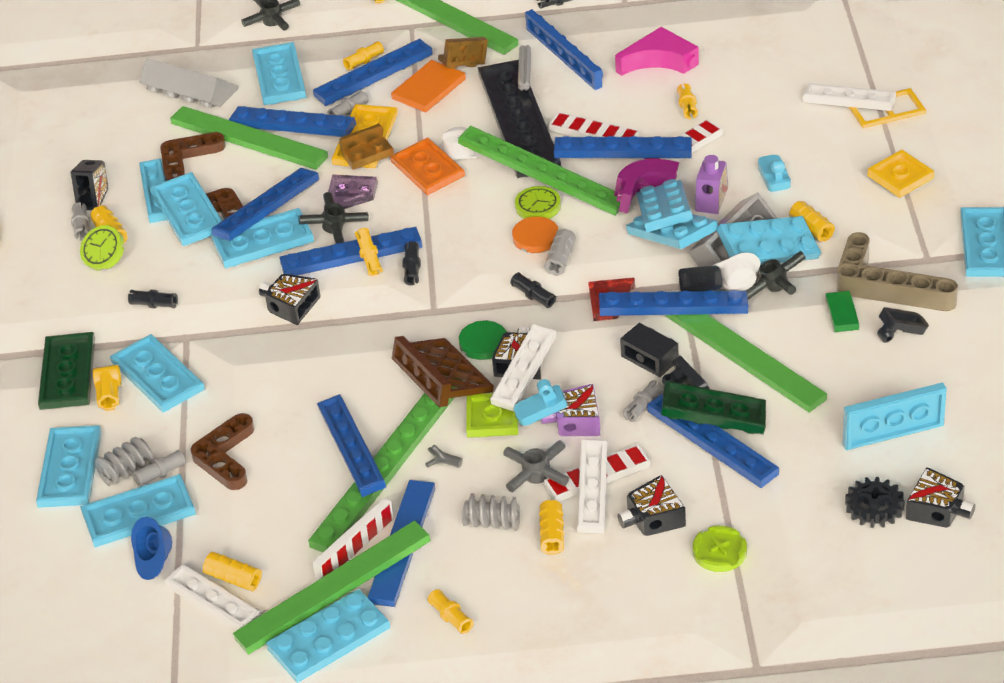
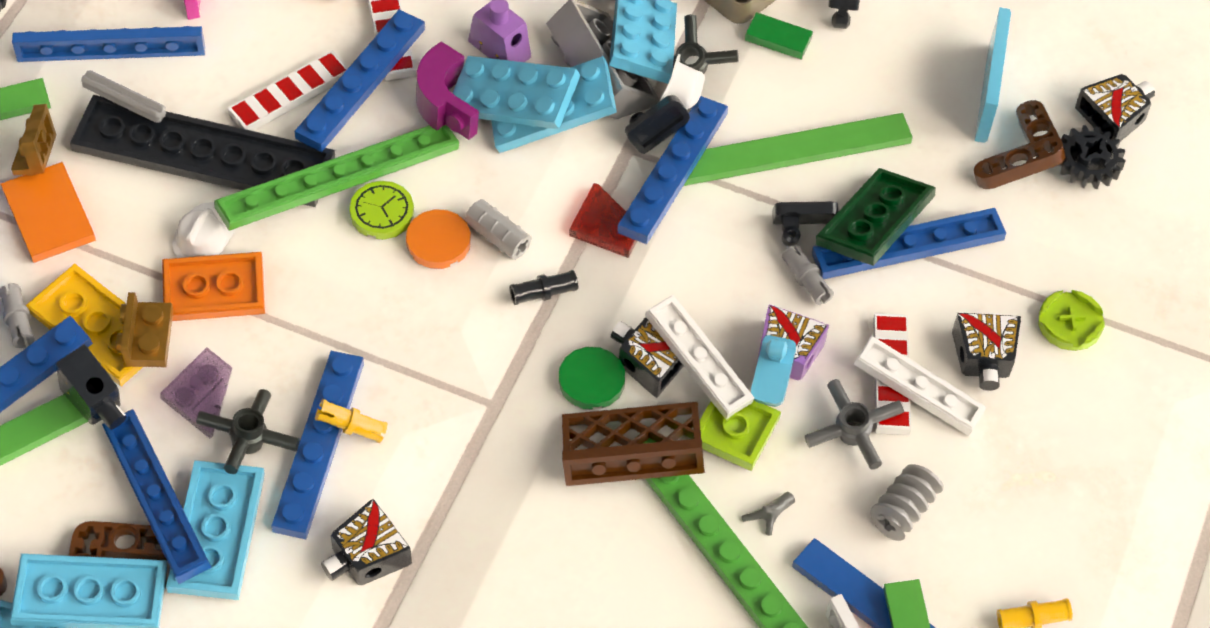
camera: 70 degrees left, 15 degrees up
(309, 142) = (90, 388): none -> black torso
(351, 445) = (699, 596): blue tile -> none
(411, 263) = (398, 386): black pin -> none
(551, 527) = (959, 454): yellow axle -> none
(649, 349) = (731, 227): black brick -> none
(849, 469) = (1037, 147): none -> reddish brown beam

